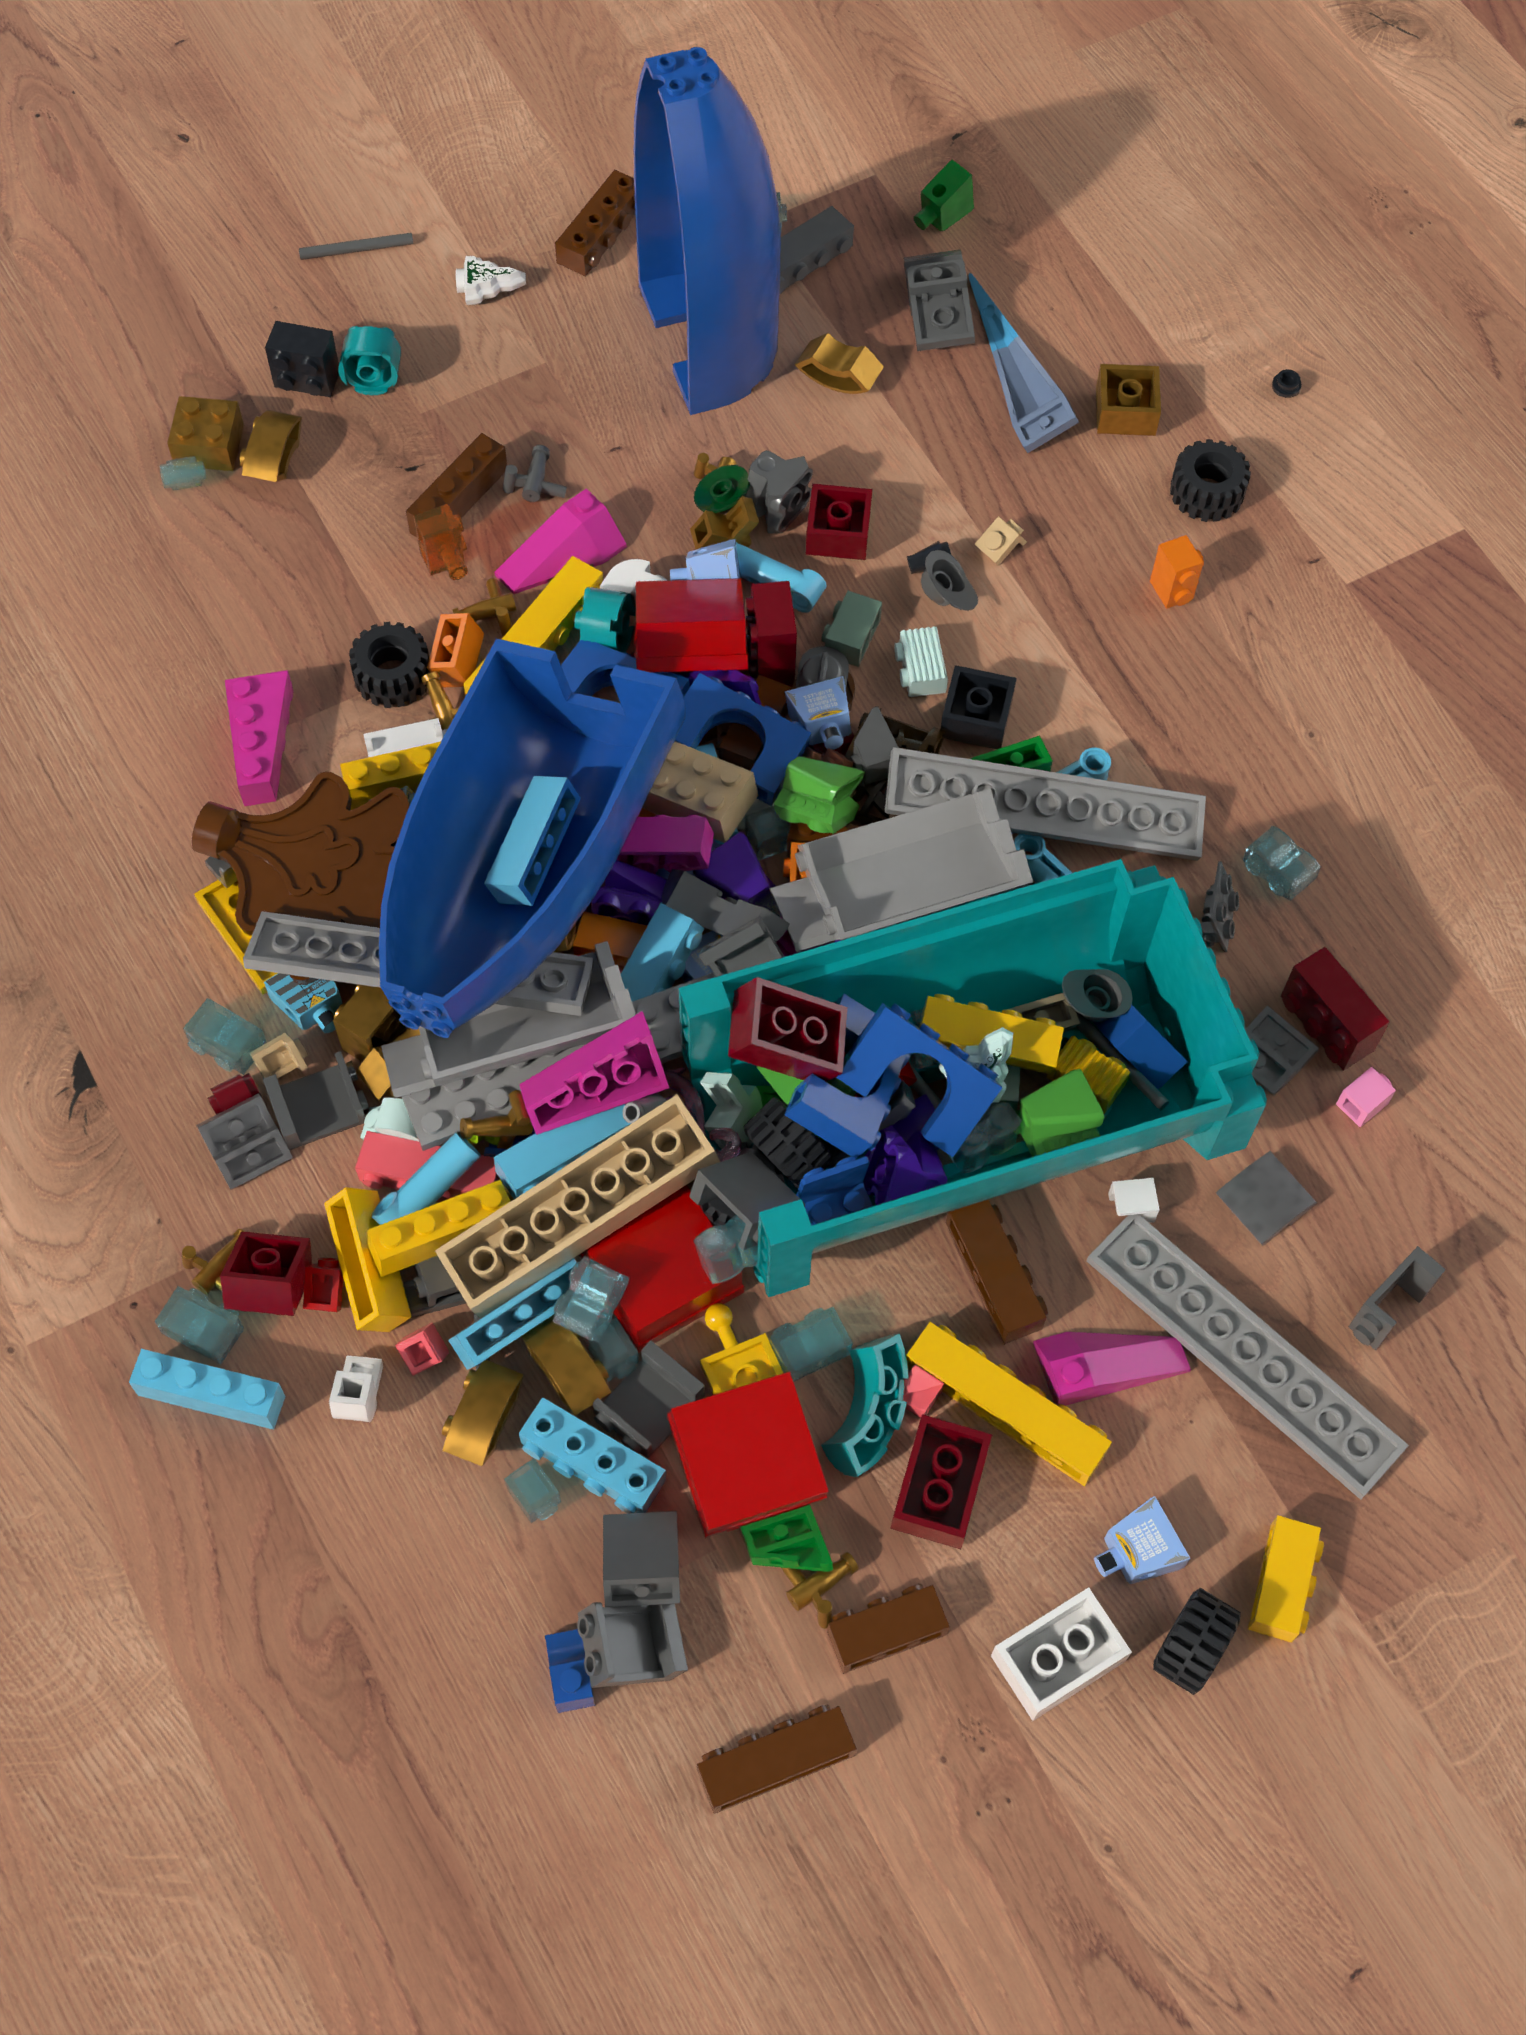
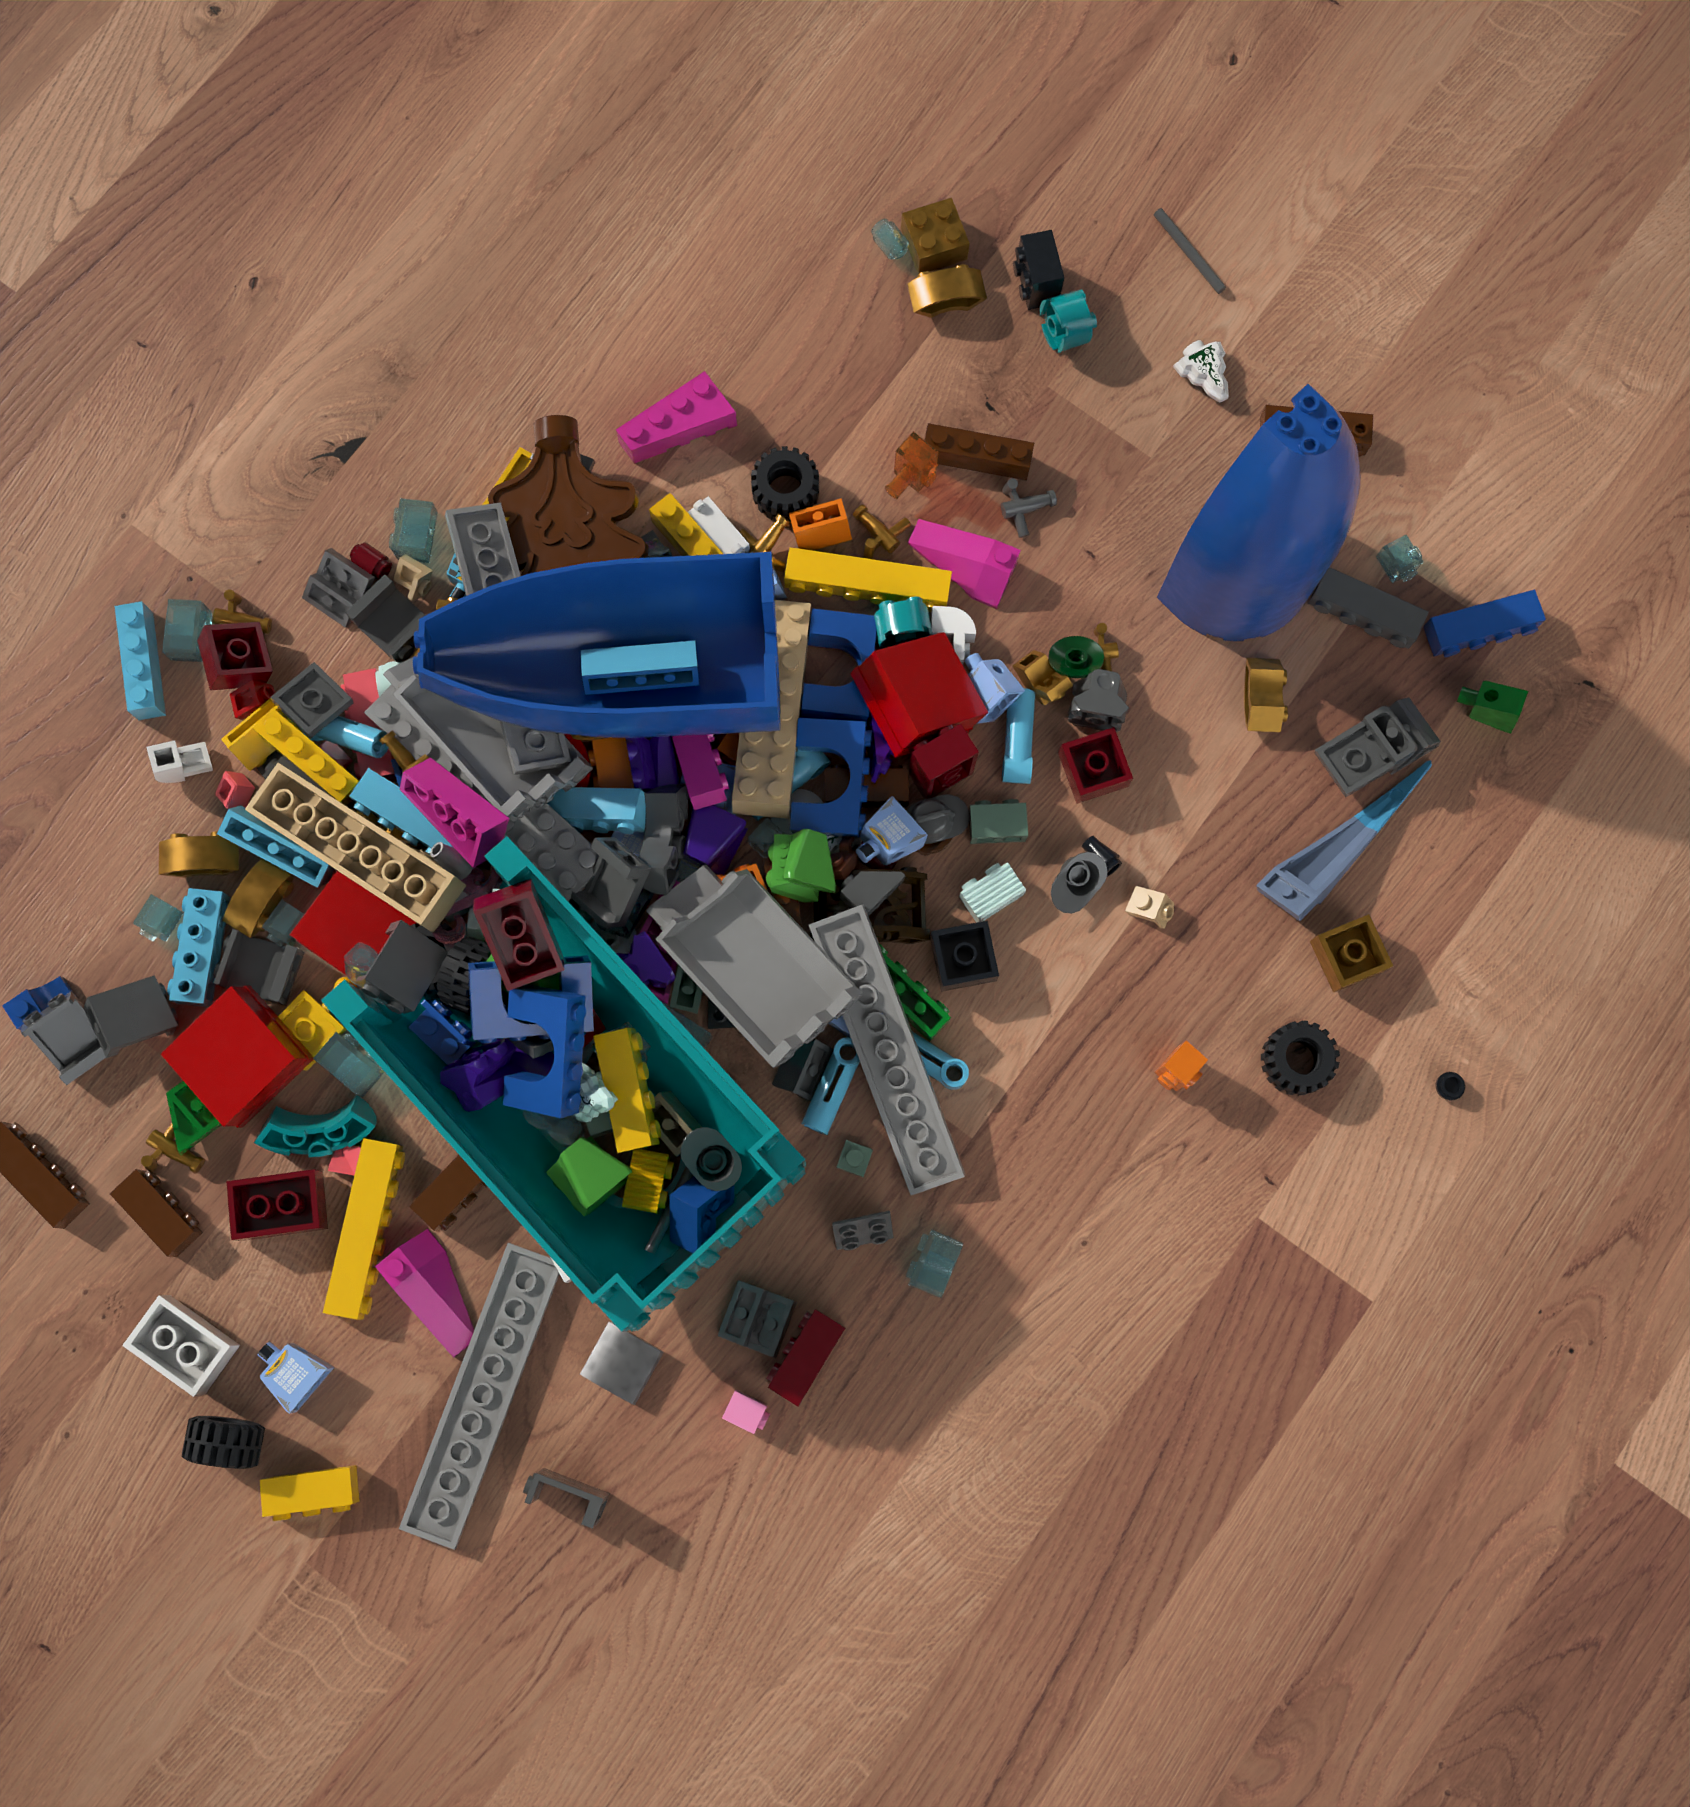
camera: 65 degrees right, 15 degrees up
(376, 1192) = (312, 700): none -> dark grey plate
(590, 1299) = (296, 889): clear light blue brick -> none
(863, 175) = (1484, 623): none -> blue brick

